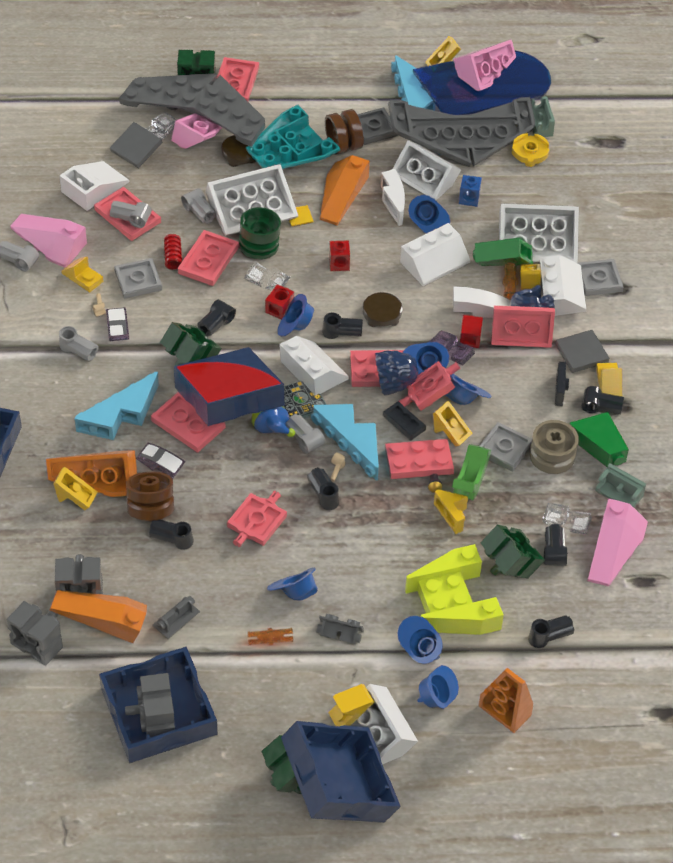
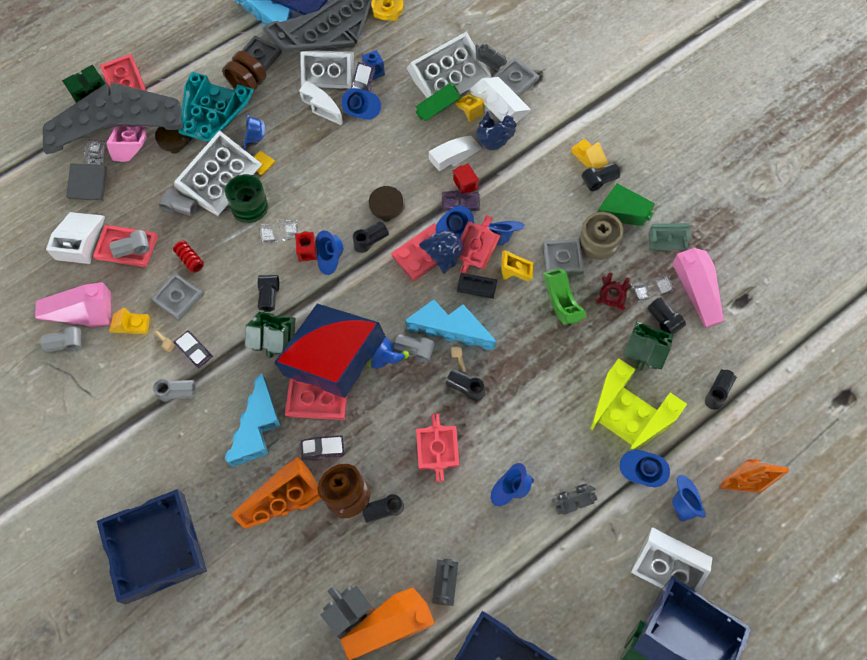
camera: 30 degrees left, 15 degrees up
(72, 487) = (276, 526): yellow slope -> none
(208, 258) = (220, 244): coral plate -> none
(270, 636) = (529, 545): clear orange pin -> none
(301, 400) = (390, 316): tile -> none
(311, 365) = (373, 285): white slope -> none
(312, 184) = (254, 130): none -> blue piece
(339, 255) = (320, 178): red brick -> none
(342, 187) = (274, 111): orange wedge -> none
(350, 705) = (644, 566): yellow slope -> none
(419, 458) = (513, 310): coral plate -> none
(434, 254) = (389, 133): white slope -> none
(434, 483) = (540, 323): piece -> none
(449, 194) = (363, 76): none -> slope
(451, 508) = (565, 336): yellow slope -> none
(509, 280) = (458, 120): clear orange pin -> none
(522, 326) = (502, 152): coral plate -> none
(523, 508) = (608, 285): none -> dark red piece
(562, 383) = (562, 180): black plate -> none
(582, 240) = (489, 57): none -> dark grey hinge
(582, 351) = (552, 144): dark grey tile -> none

